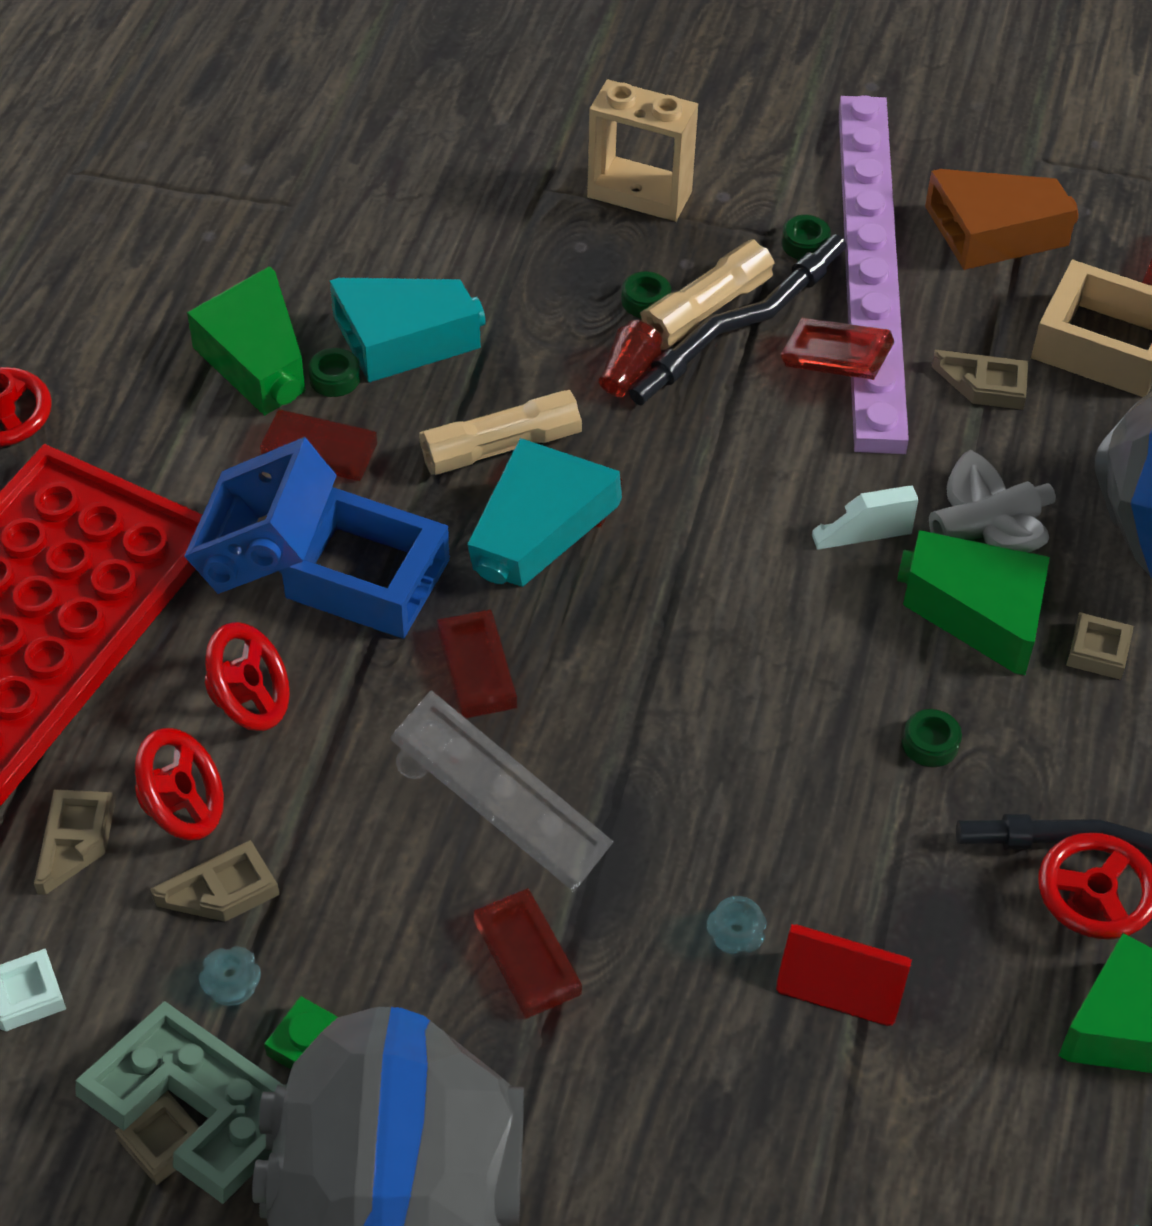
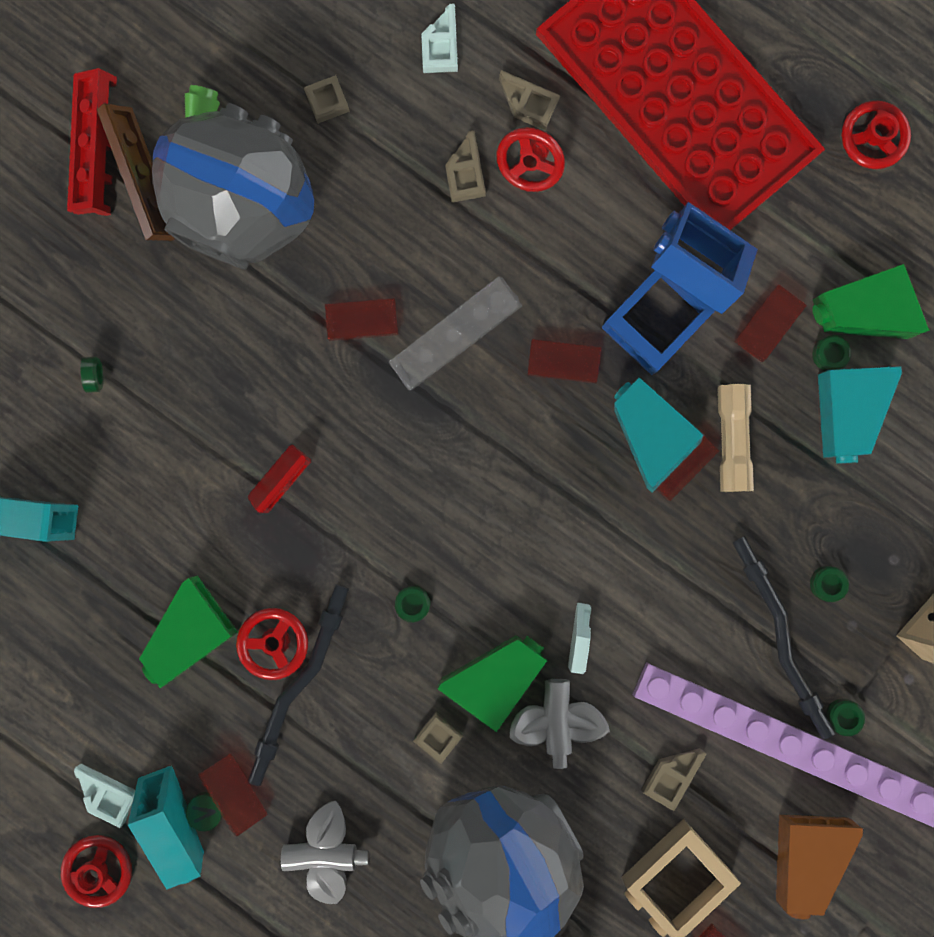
camera: 110 degrees right, 35 degrees up
(182, 1057) = (362, 117): sand green plate -> none
(231, 989) = (409, 166): clear light blue plate -> none
(241, 680) = (595, 216): red piece -> none
(297, 1031) = (353, 188): green plate -> none
(630, 356) = (771, 547): clear red cone -> none
(733, 276) = (819, 645): tan axle -> none
(742, 912) = (322, 437): clear light blue plate -> none
(837, 348) = (726, 686): clear red tile -> none

